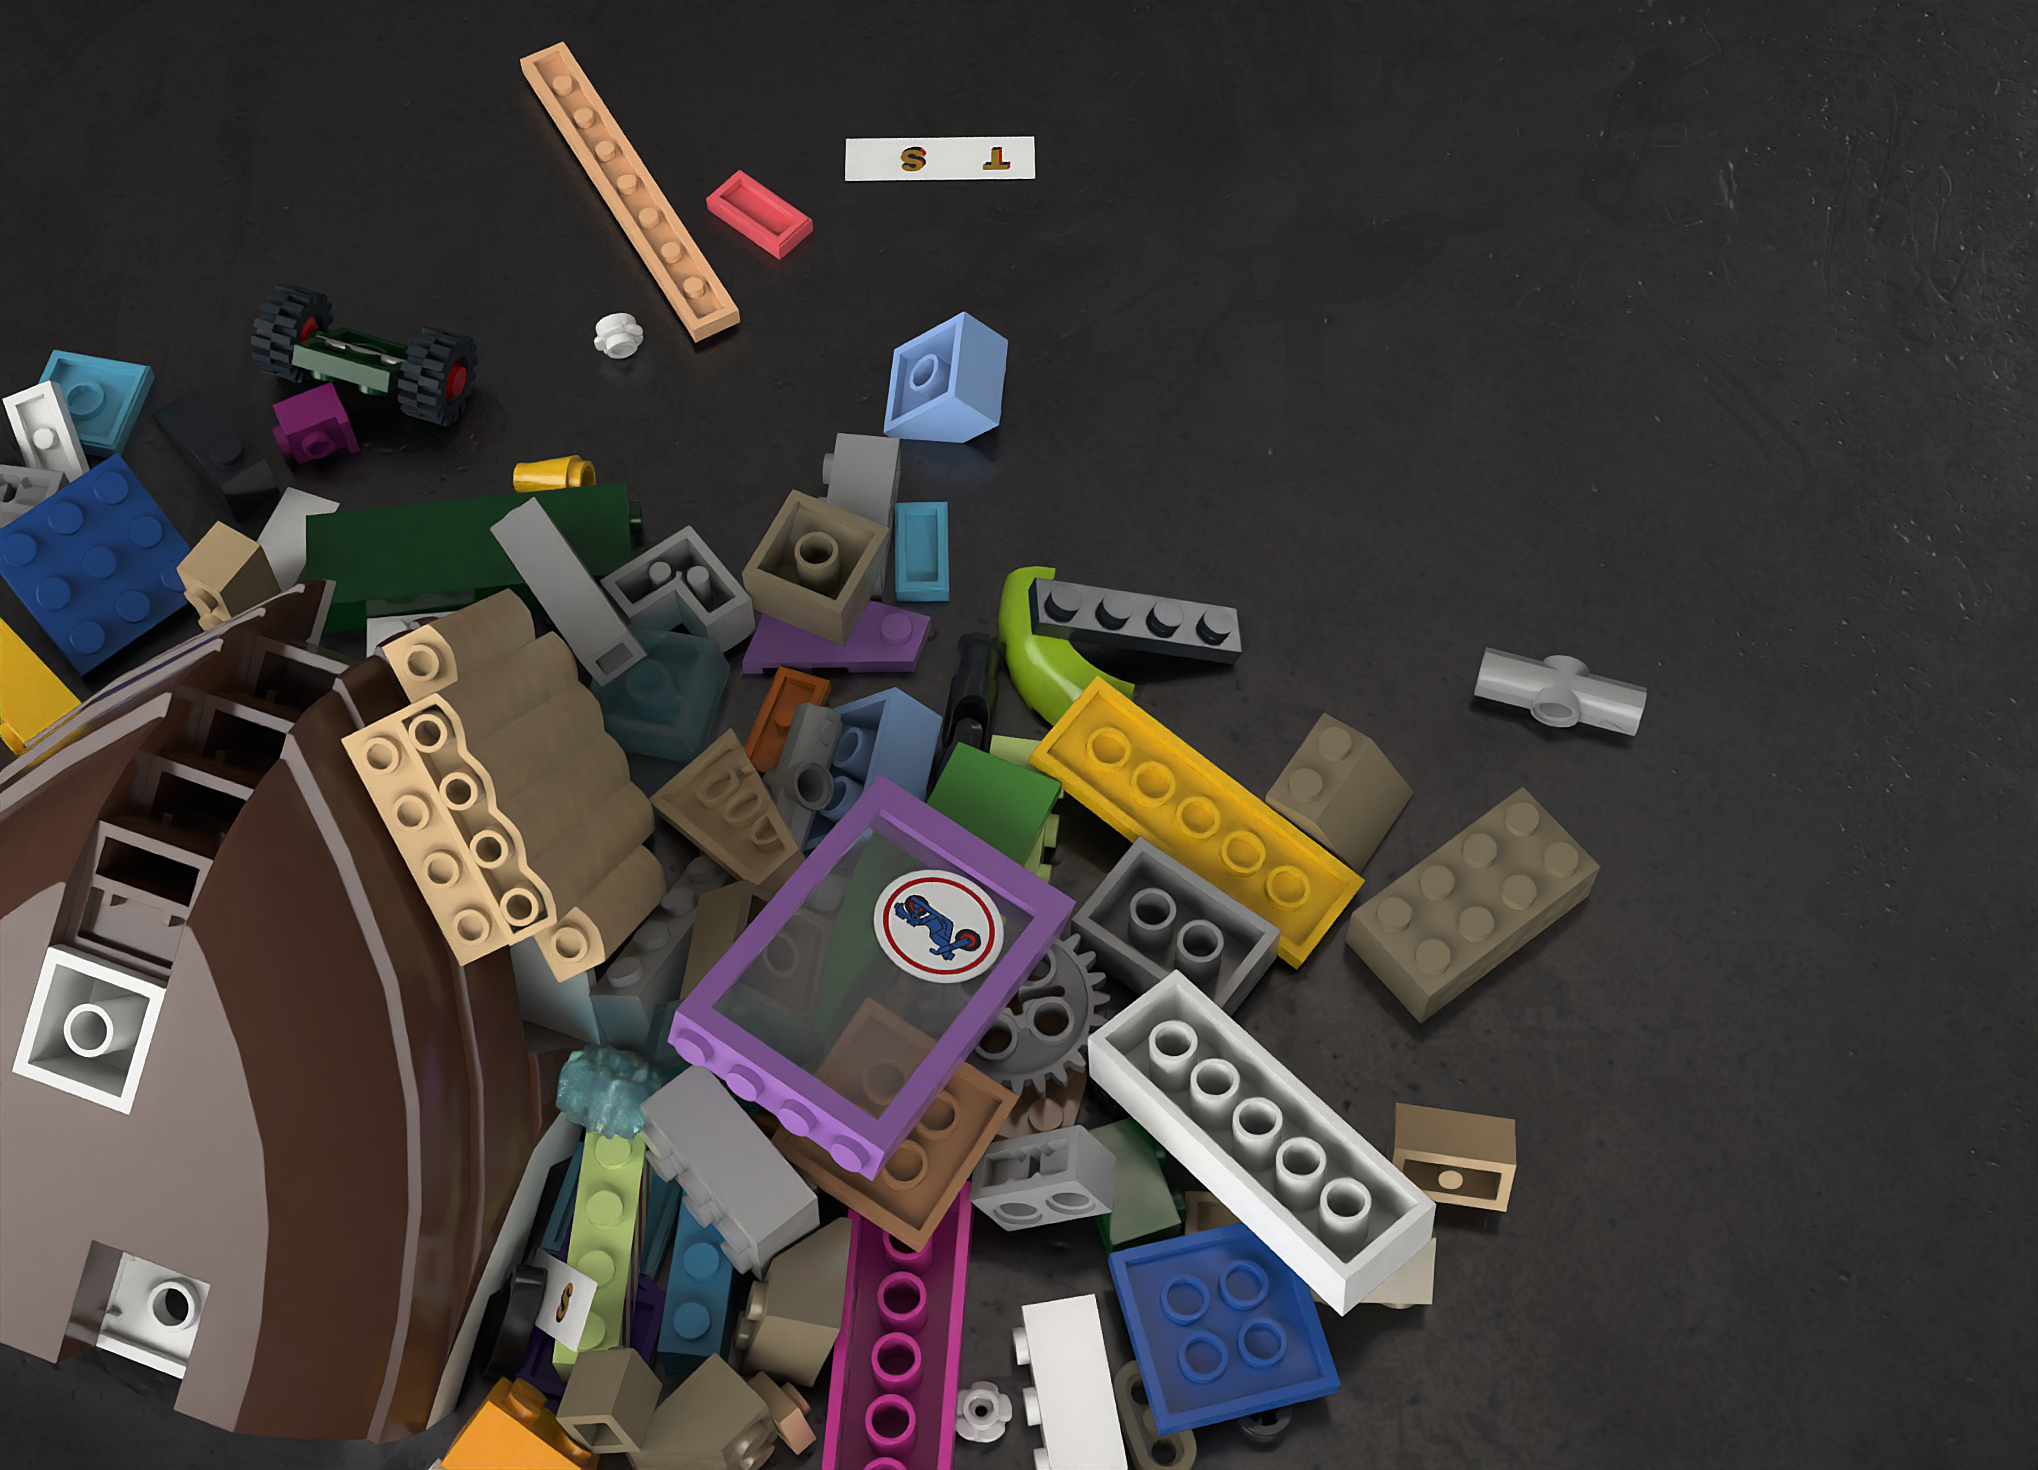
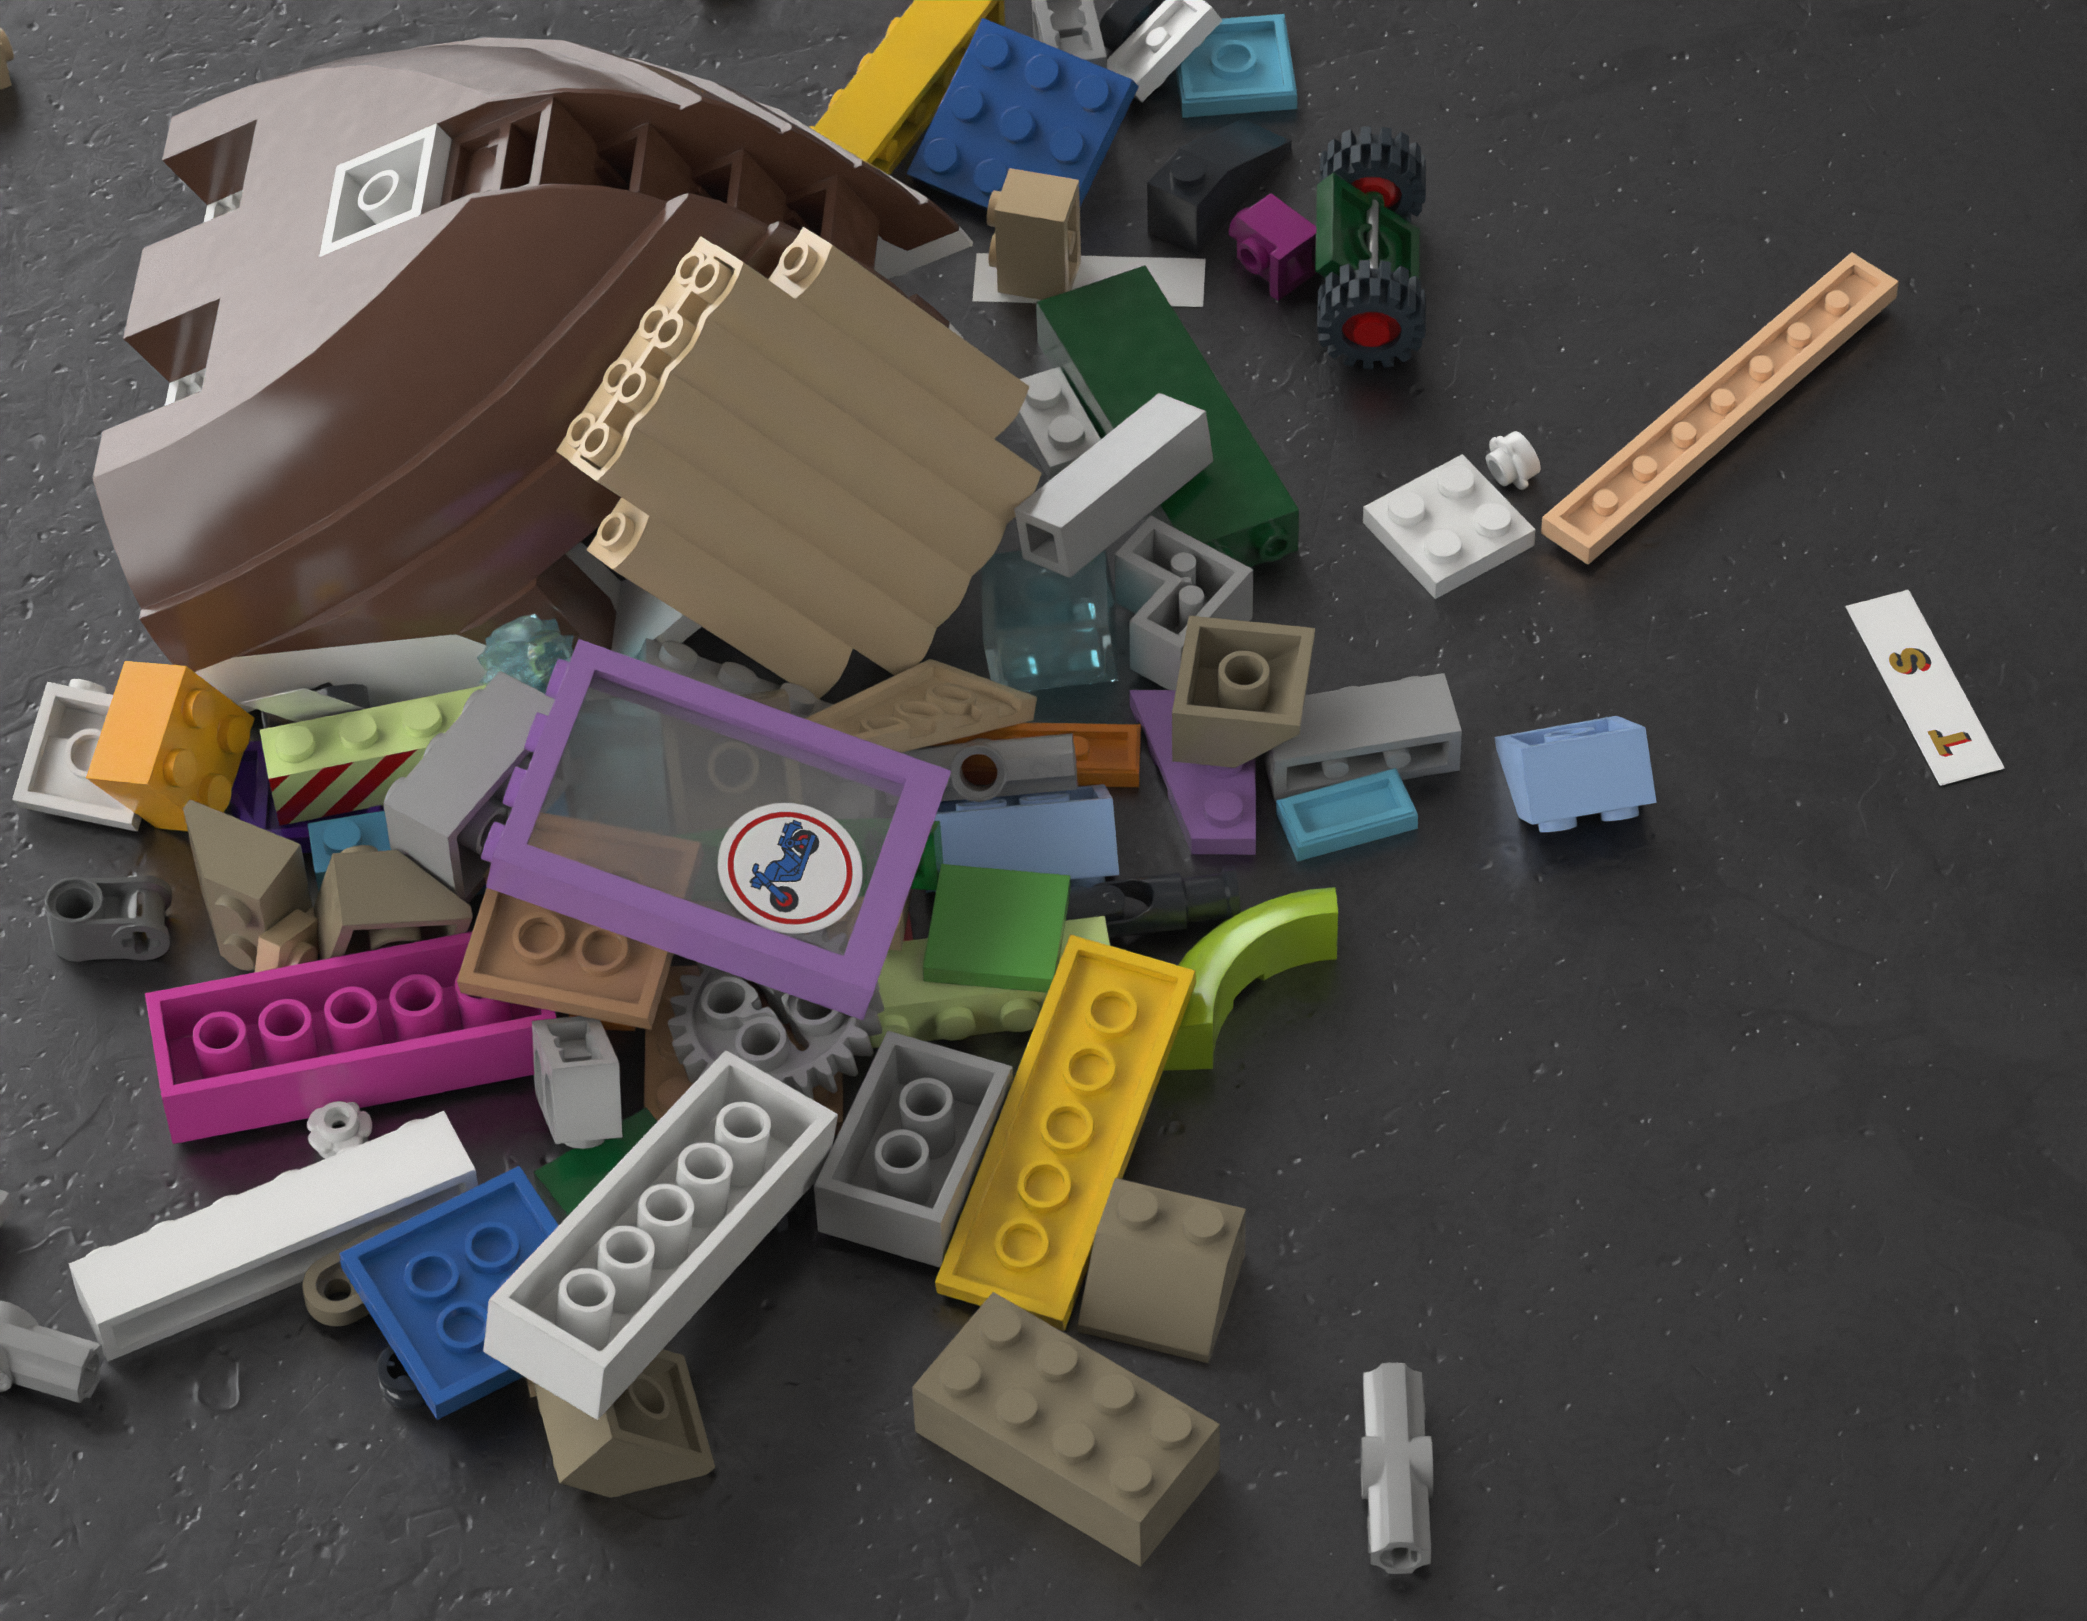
camera: 75 degrees right, 10 degrees down
(553, 474) = (1298, 464): yellow cone -> none
(609, 1400) = (224, 770): dark tan brick -> none
(660, 400) = (1449, 526): none -> white plate
(759, 214) = (1750, 539): coral tile -> none
(1134, 621) = (1308, 1013): plate -> none
(1455, 1155) = (738, 1465): tan brick -> none

